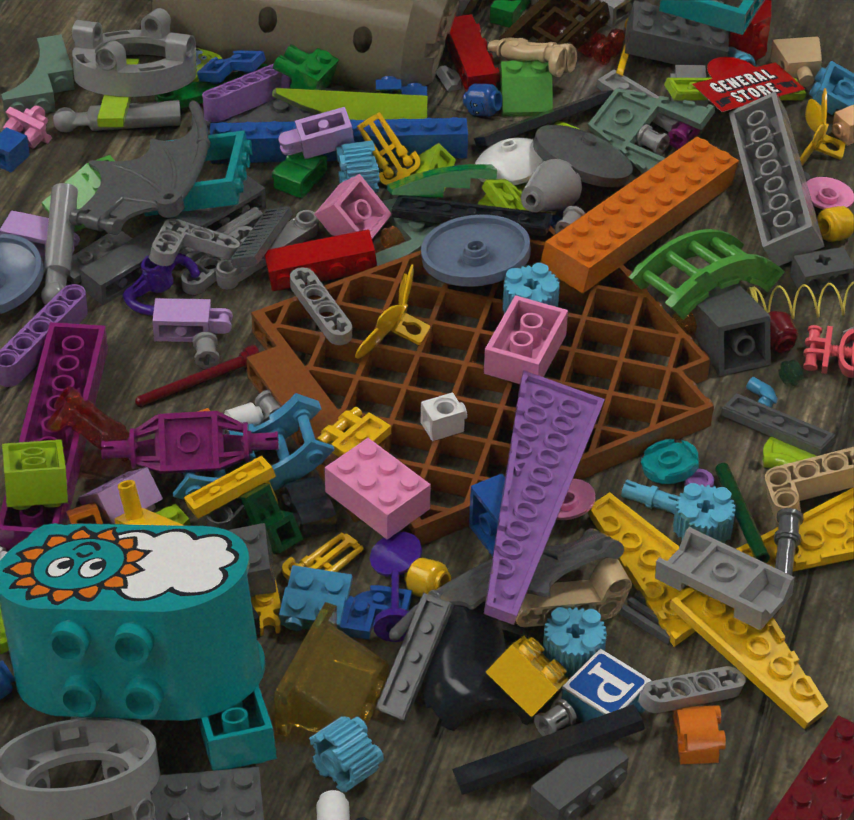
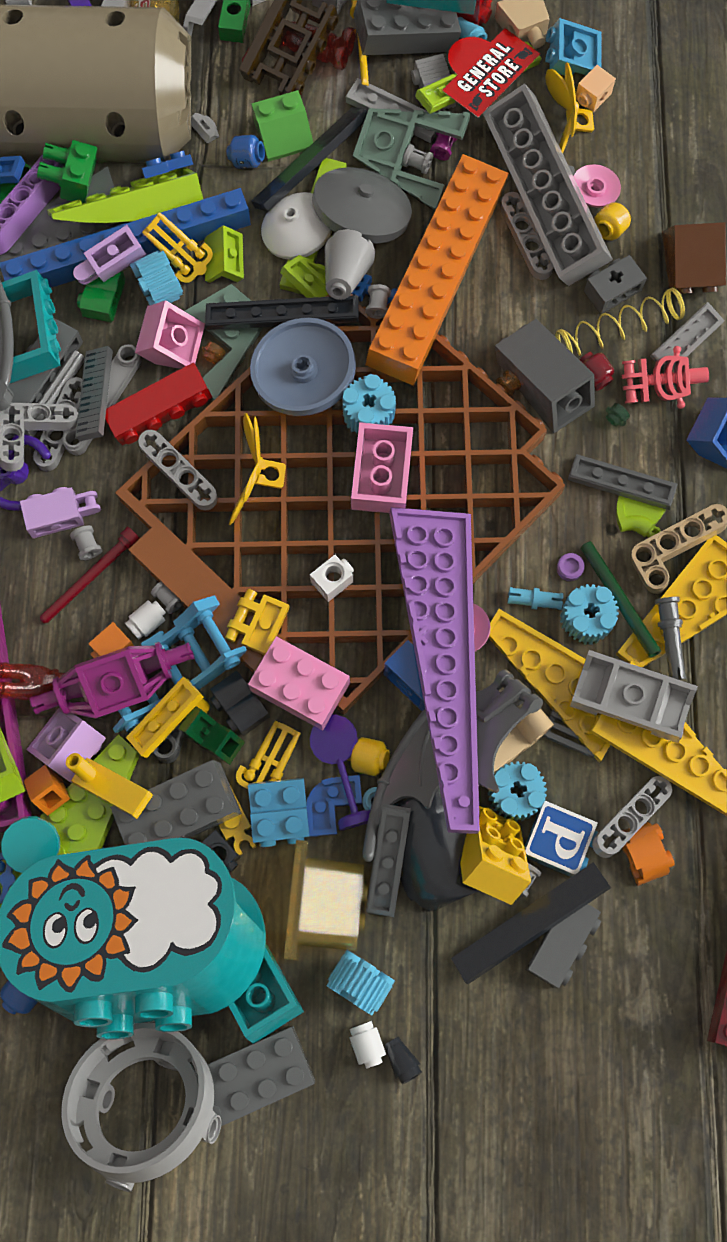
camera: 15 degrees left, 30 degrees up
(432, 182) = (232, 278): green slope -> none
(470, 53) = (218, 97): red brick -> none
(559, 56) = (274, 84): tan piece -> none
(670, 461) = (540, 553): teal tile -> none
(726, 268) = (557, 312): bright green fence -> none
(743, 219) = (523, 236): none -> light grey beam
(763, 390) = (602, 445): dark azure arm -> none

